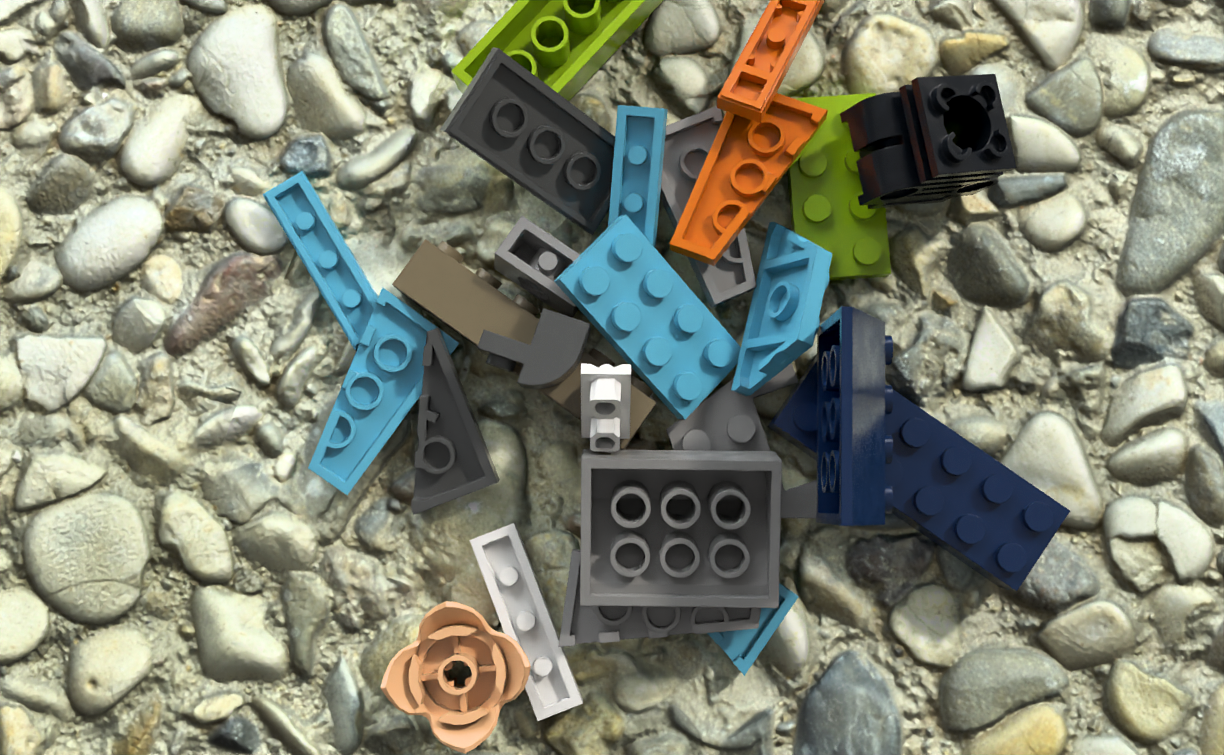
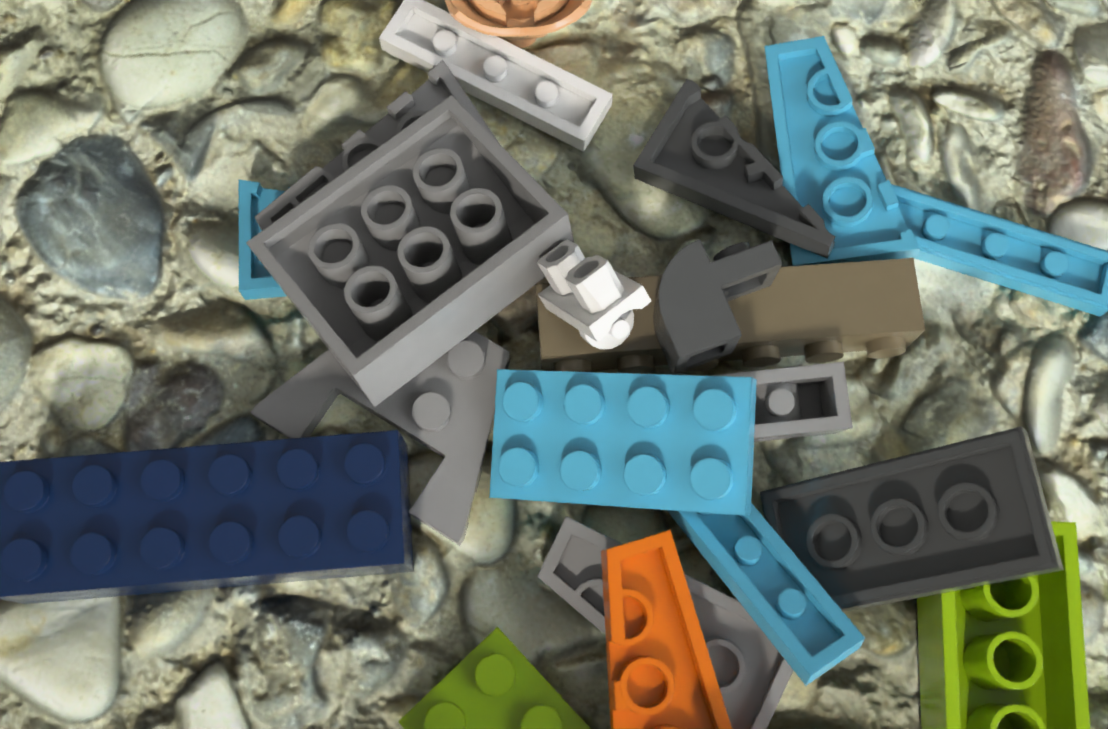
camera: 135 degrees right, 10 degrees down
(782, 307) = (489, 573): medium azure wing -> none
(852, 419) = (296, 469): dark blue slope -> none

